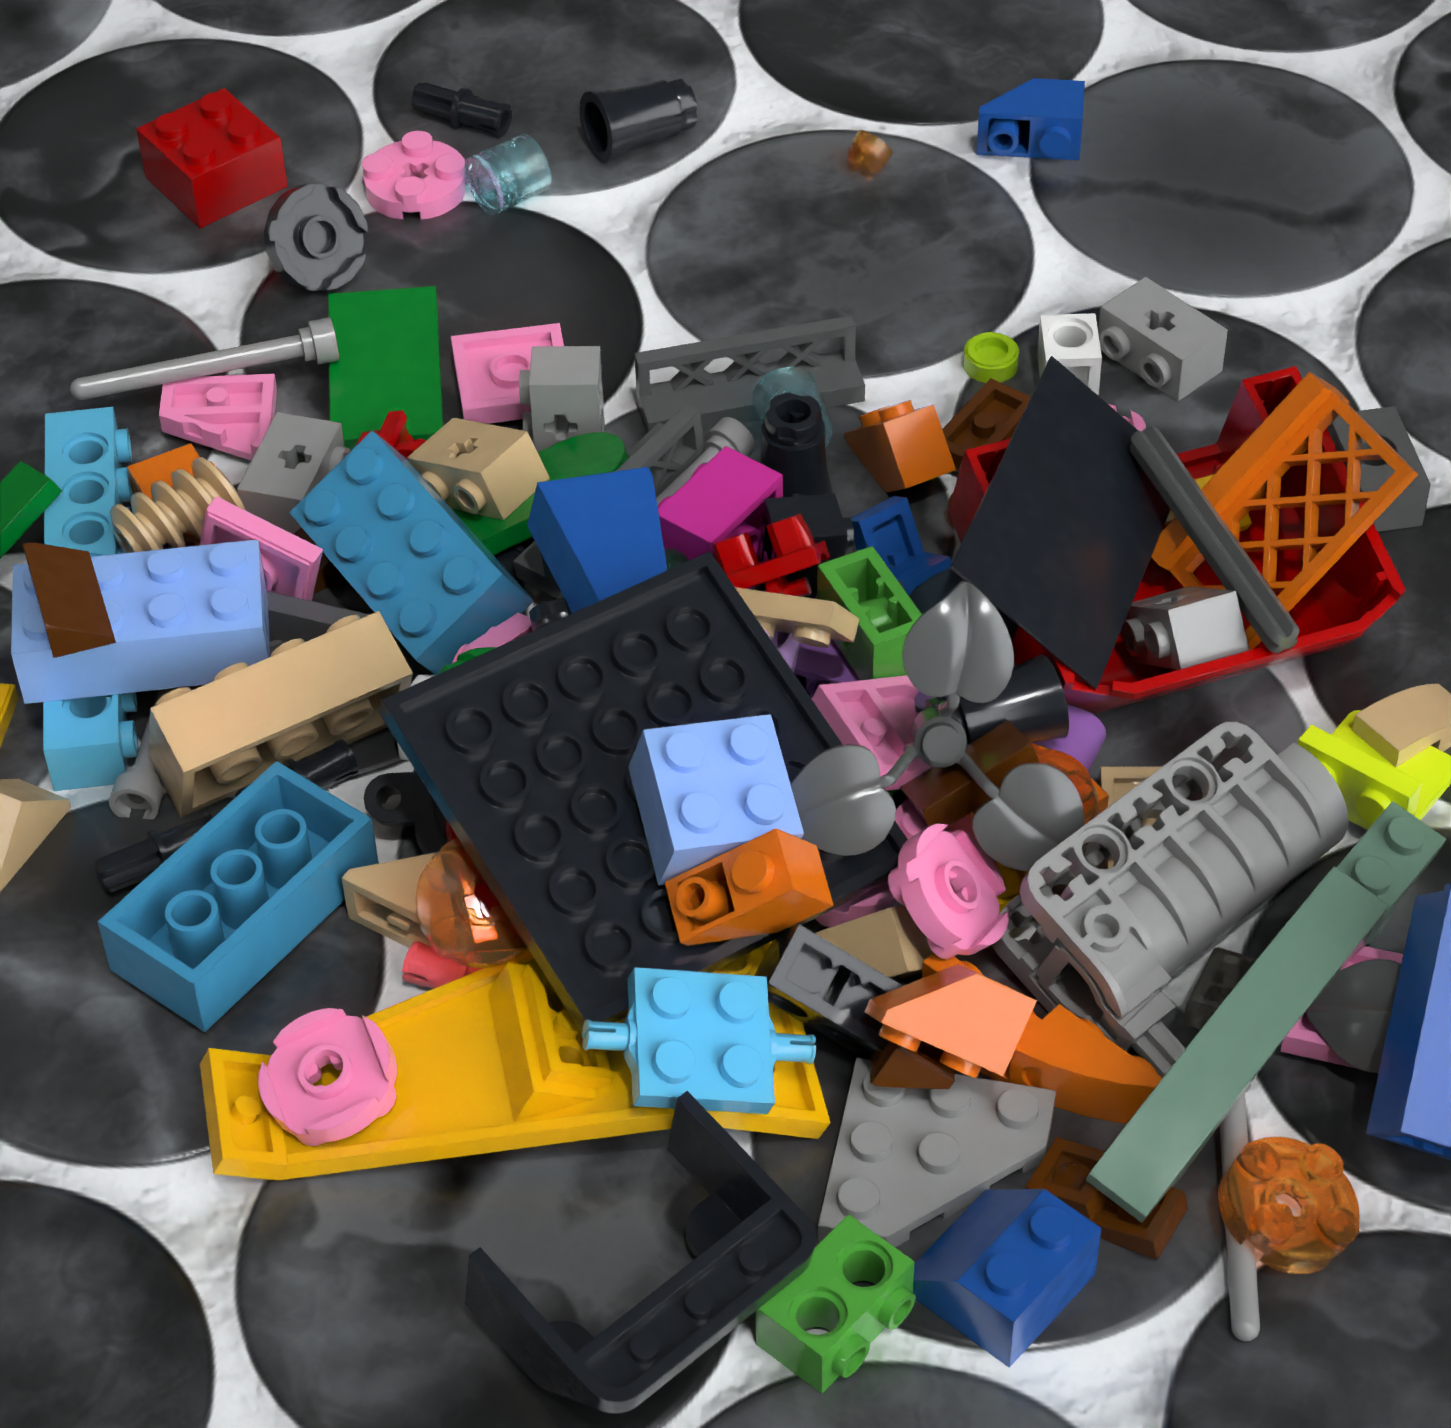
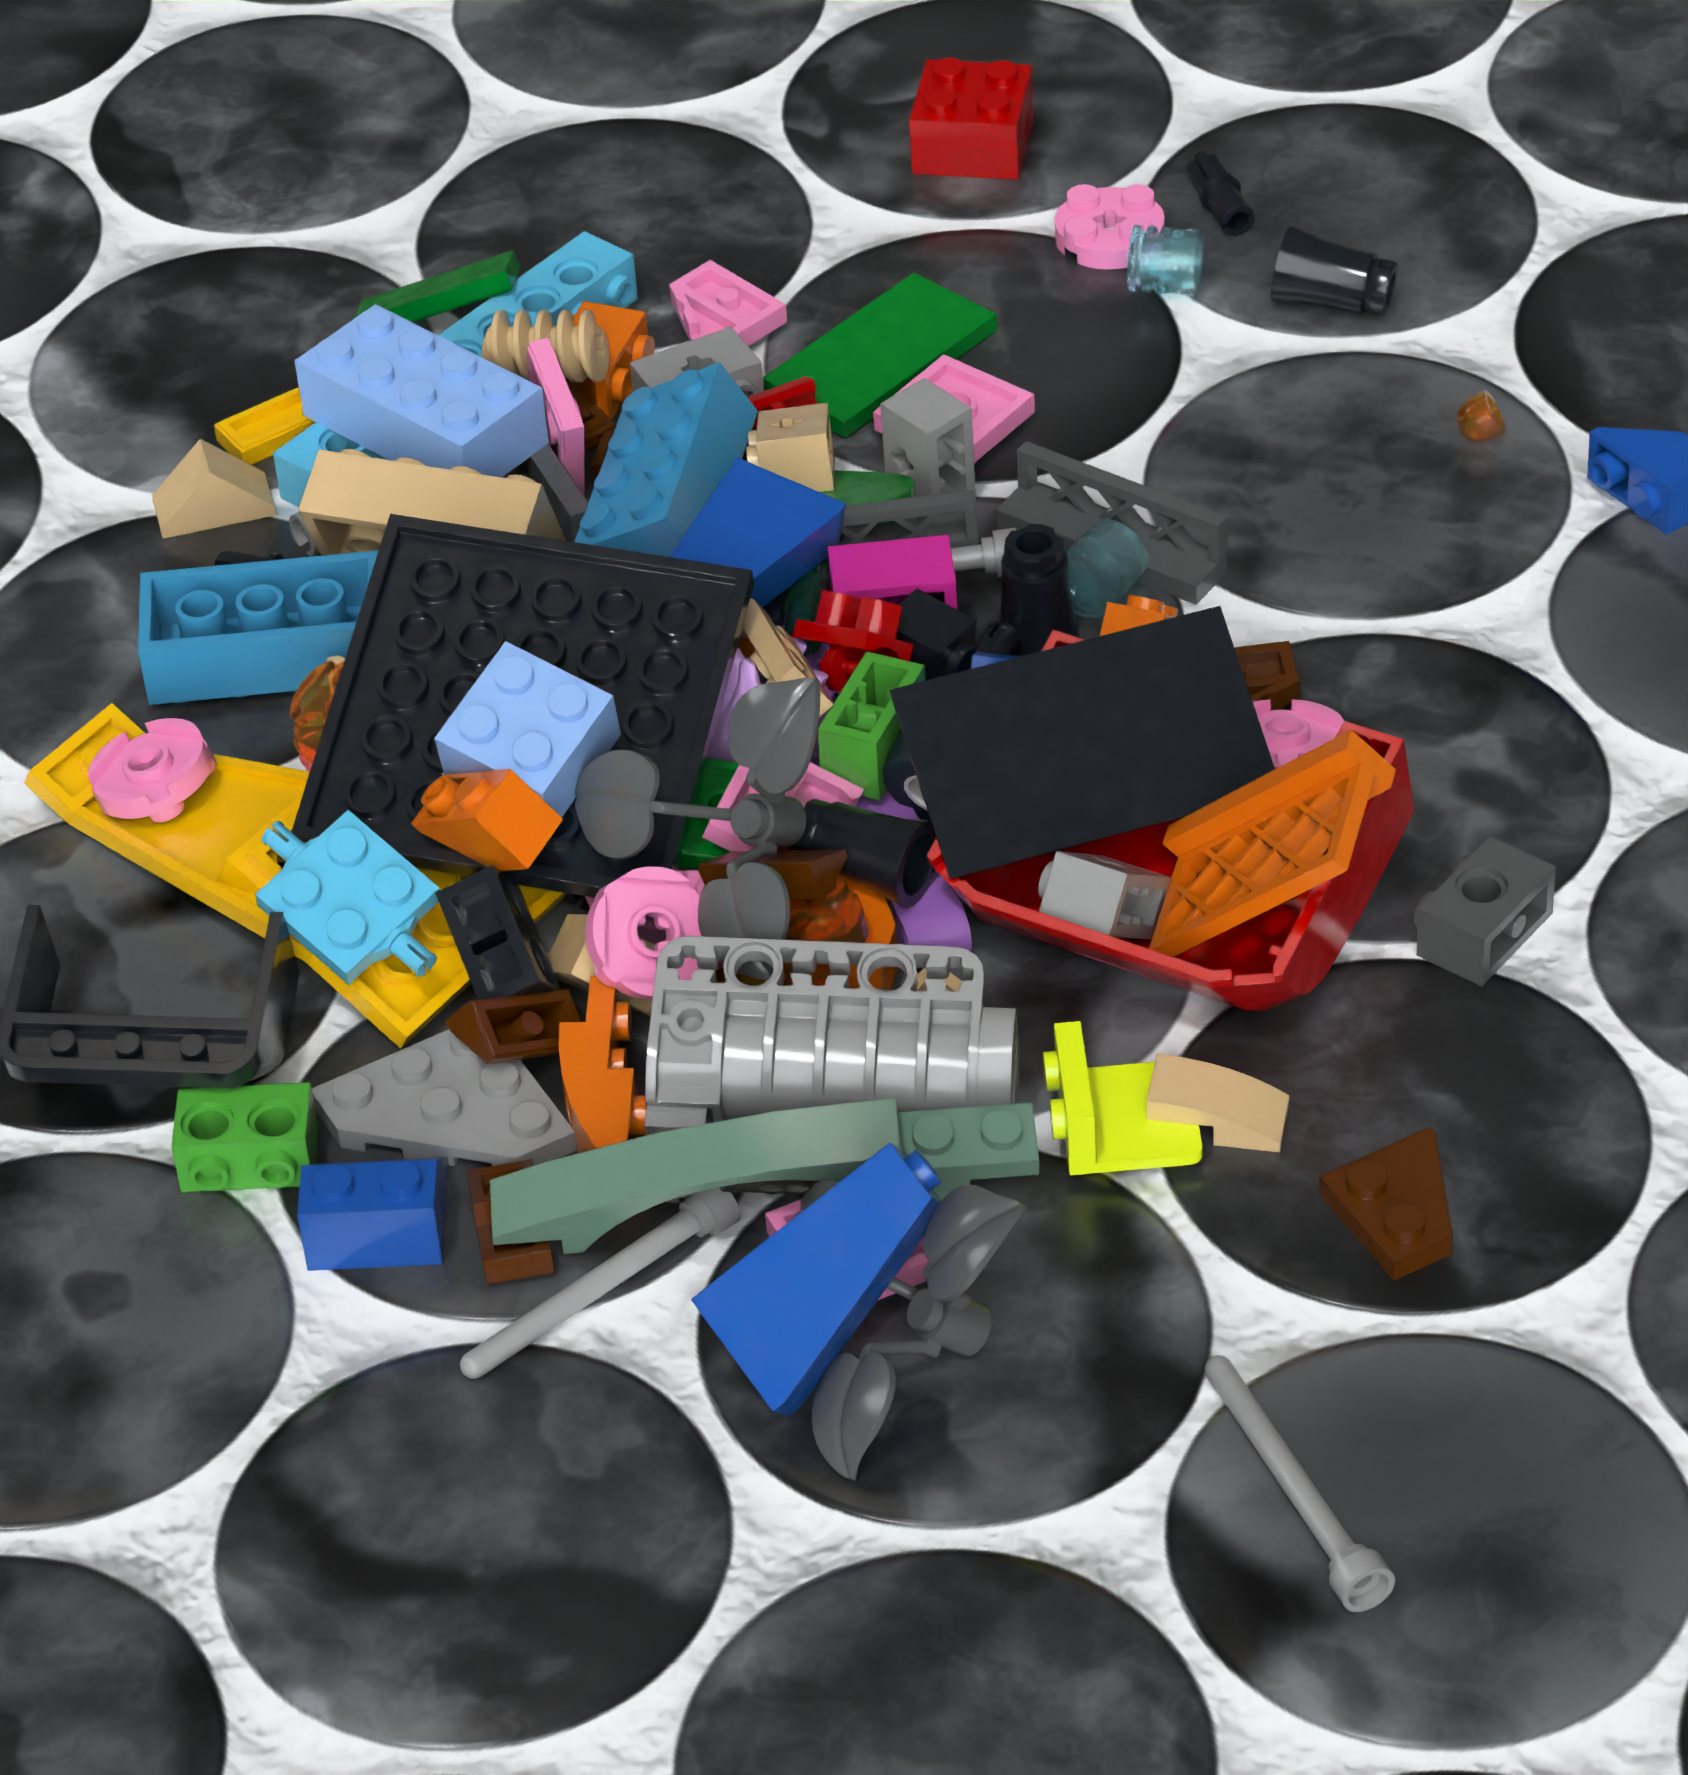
camera: 50 degrees right, 5 degrees down
(68, 598) = (353, 338): reddish brown slope -> none
(313, 343) = (838, 297): light grey piece -> none
(316, 237) = (944, 219): tile -> none
(957, 1012) = (525, 1008): slope -> none
(991, 356) = (1335, 634): lime tile -> none
(1074, 343) = (1380, 667): white brick -> none
(1161, 339) = (1476, 703): light grey brick -> none
(1214, 540) = (1179, 832): dark grey axle -> none
(1310, 1177) = (603, 1275): clear orange plate -> none

